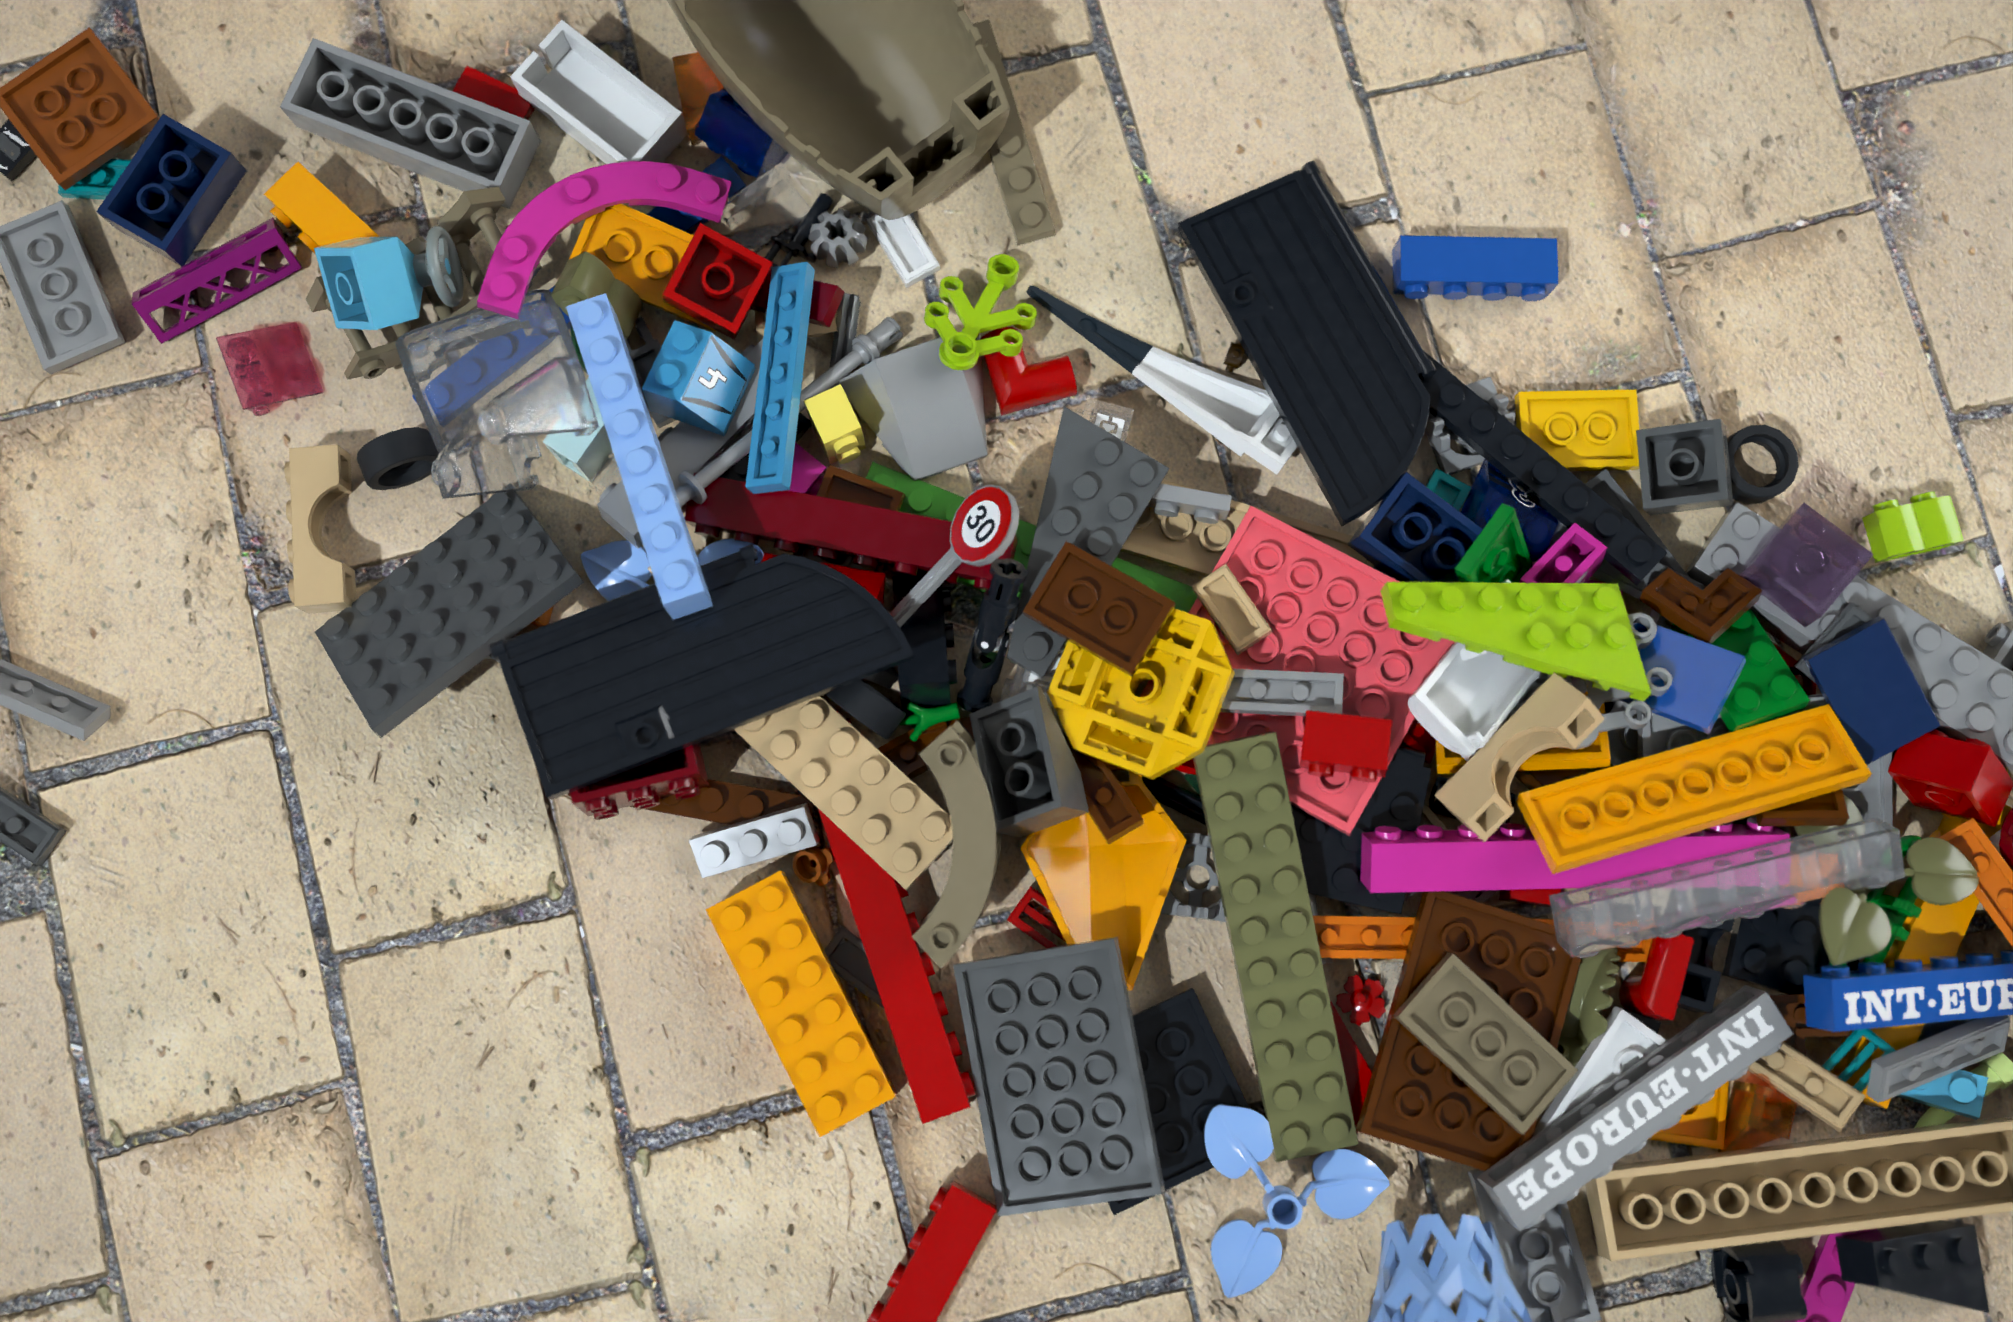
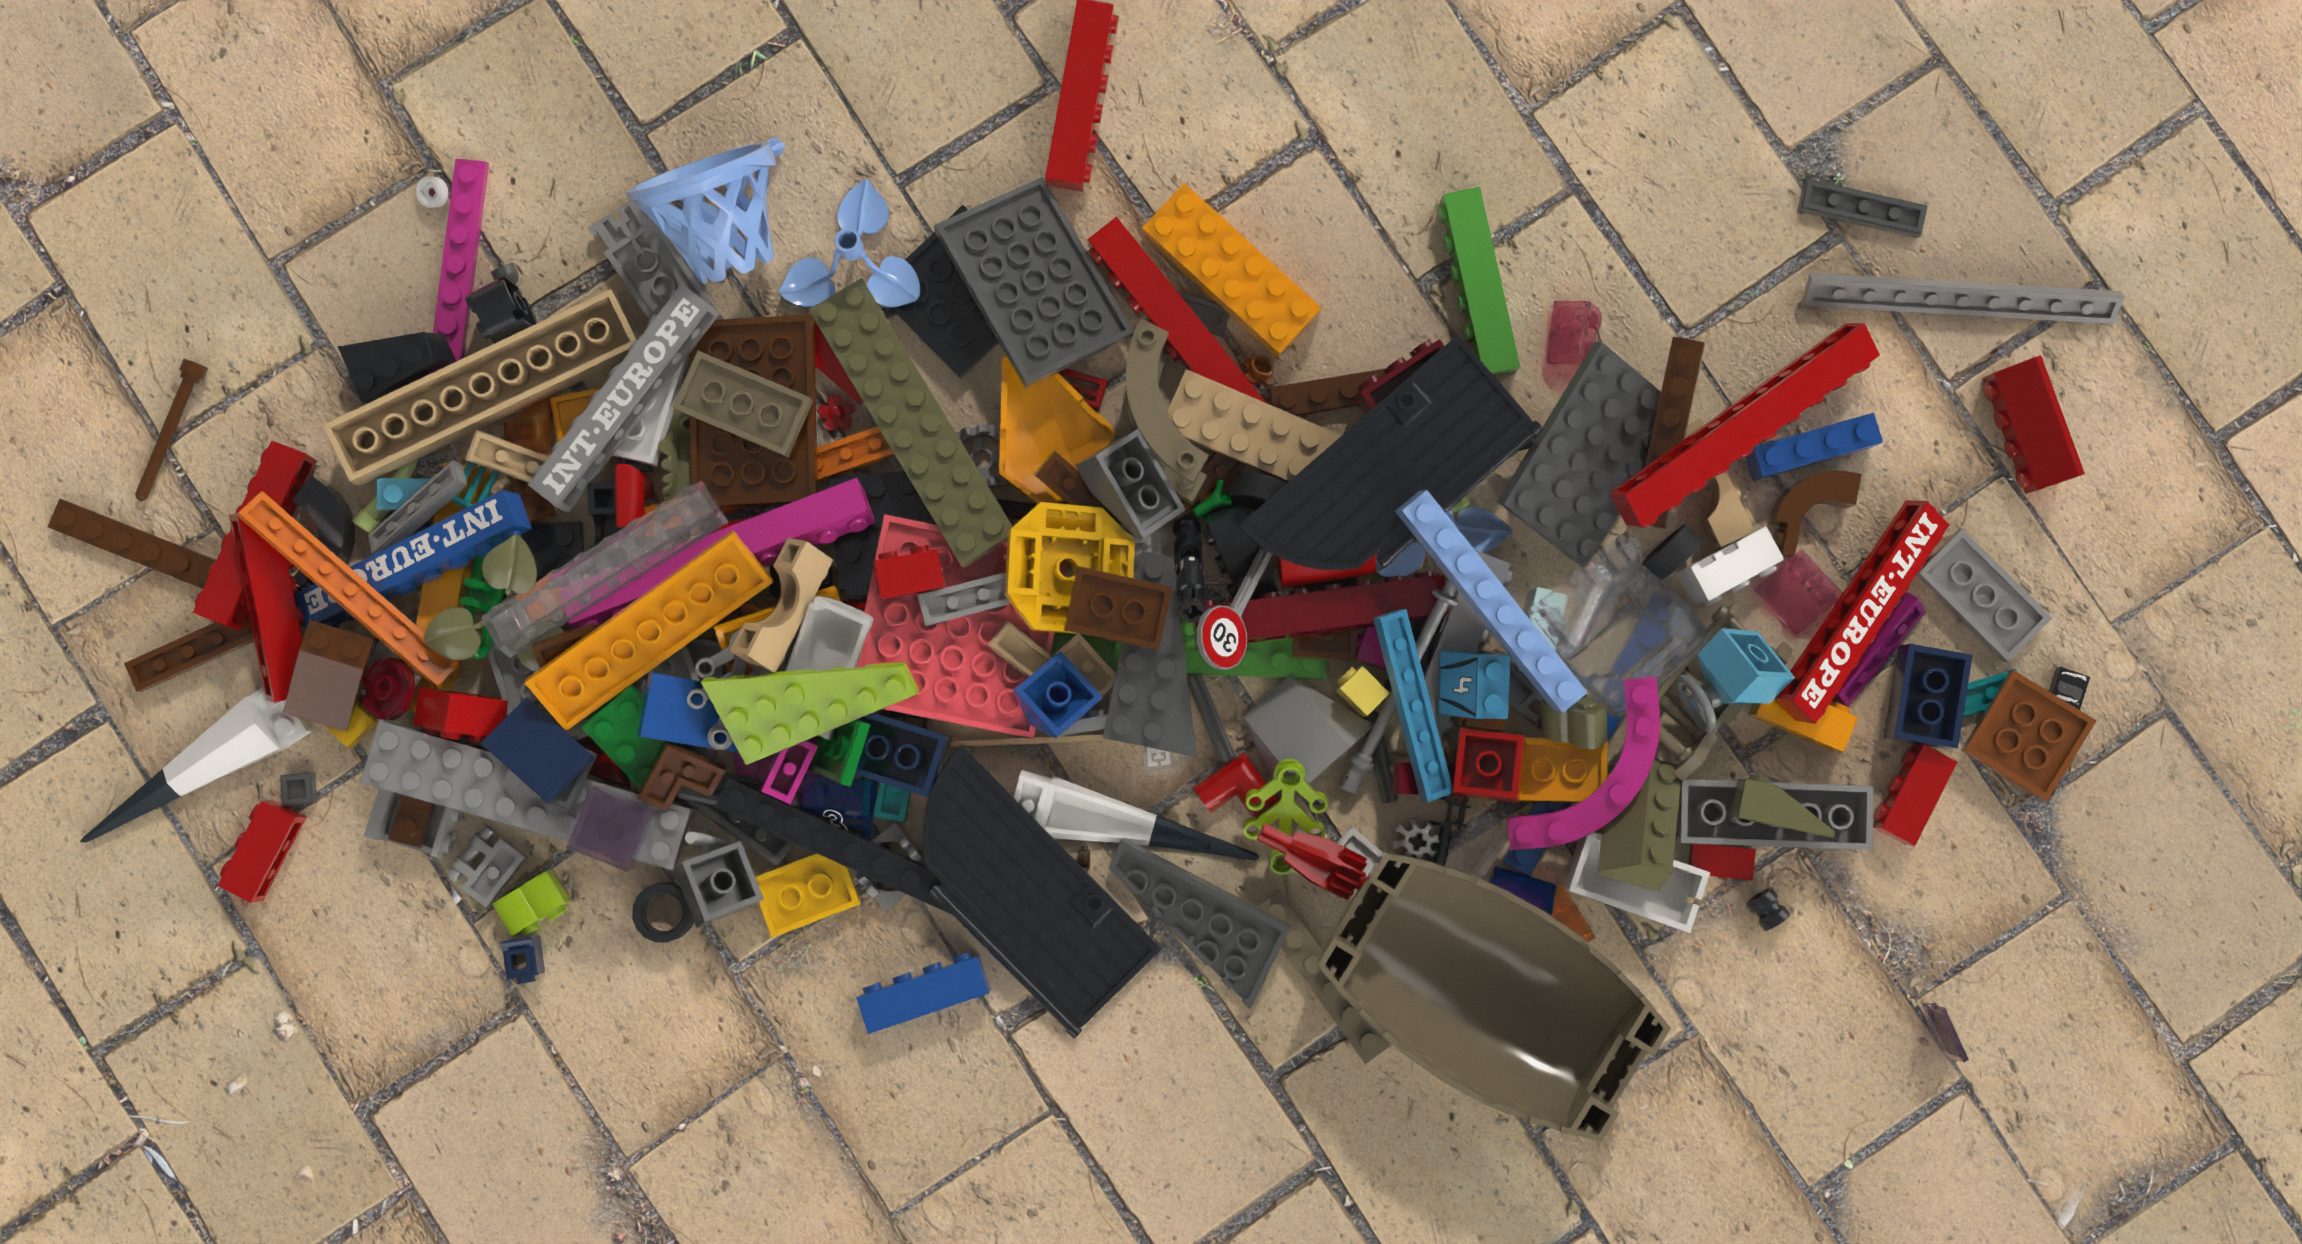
camera: 170 degrees right, 5 degrees up
(175, 527) = (1814, 446): none -> blue brick
(200, 311) = (1862, 610): none -> red brick
(216, 473) = (1827, 487): none -> reddish brown arch
(238, 92) = (1913, 794): none -> red brick
(242, 575) = (1744, 425): none -> red brick
(336, 415) = (1731, 567): none -> white wedge
(338, 602) = (1675, 401): none -> reddish brown plate
(406, 772) = (1572, 331): none -> clear pink bracket
(414, 123) = (1771, 805): none -> olive slope
(463, 32) = (1768, 909): none -> black wheel
(497, 879) = (1478, 280): none -> bright green brick
(571, 130) = (1641, 839): none -> olive slope
(754, 840) = (1306, 371): plate -> none
(960, 248) = (1318, 860): none -> red piece
(1026, 464) = (1210, 718): none -> dark grey axle
(1111, 231) = (1214, 924): none -> dark grey wing
(1154, 563) = (1089, 664): none -> tan plate
(1207, 537) = (1056, 696): none -> blue slope
(1683, 530) = (705, 840): none -> white bar
(1927, 464) = (534, 957): none -> dark blue window
(1949, 581) = (494, 871): none -> light grey plate

